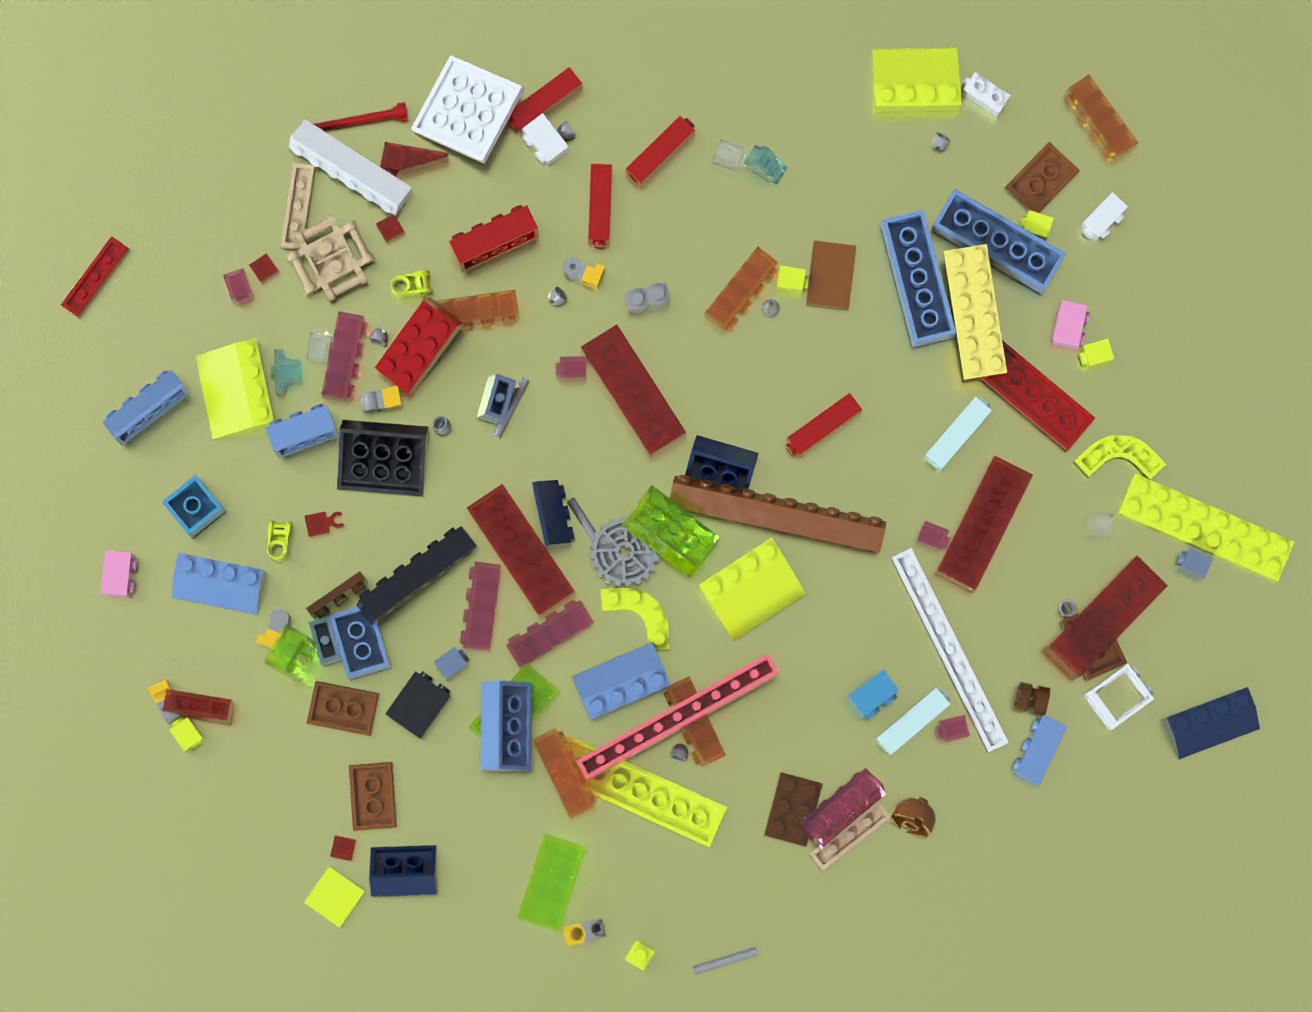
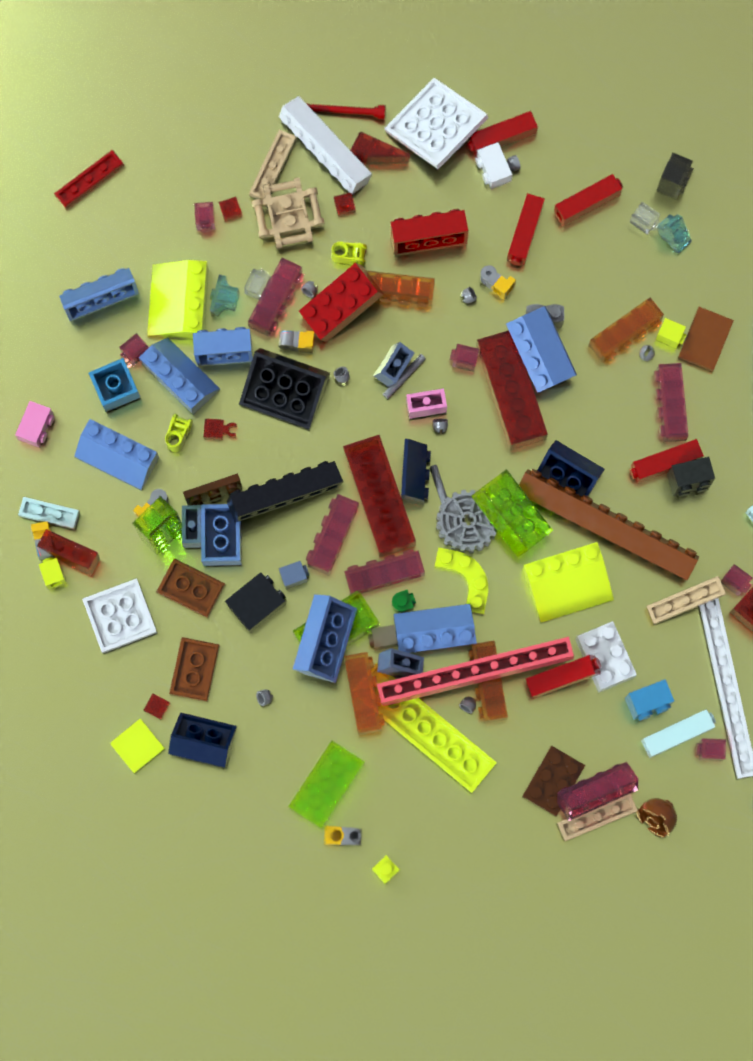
camera: 20 degrees right, 5 degrees down
(162, 668) = (49, 512): none -> light aqua plate
(203, 460) = (133, 349): none -> clear pink brick
(261, 474) = (179, 375): none -> medium blue slope
(274, 760) = (119, 615): none -> white plate
(457, 806) = (264, 697): none -> light grey hinge
(544, 433) = (426, 403): none -> bright pink brick
(565, 451) = (440, 424): none -> light grey hinge
(568, 705) = (383, 637): none -> dark tan brick
(579, 660) = (403, 602): none -> green plate
(594, 730) = (399, 663): none -> sand blue brick
(654, 339) = (541, 349): none -> medium blue slope
(725, 960) = (459, 896): light grey bar -> none
(749, 99) = (675, 176): none -> clear smoke brick
(774, 694) = (564, 675): none -> red brick
(812, 357) = (672, 402): none -> clear pink brick
(813, 660) = (609, 649): none -> white brick
(854, 436) = (691, 477): none -> pearl dark grey brick
(884, 574) = (686, 600): none -> tan plate

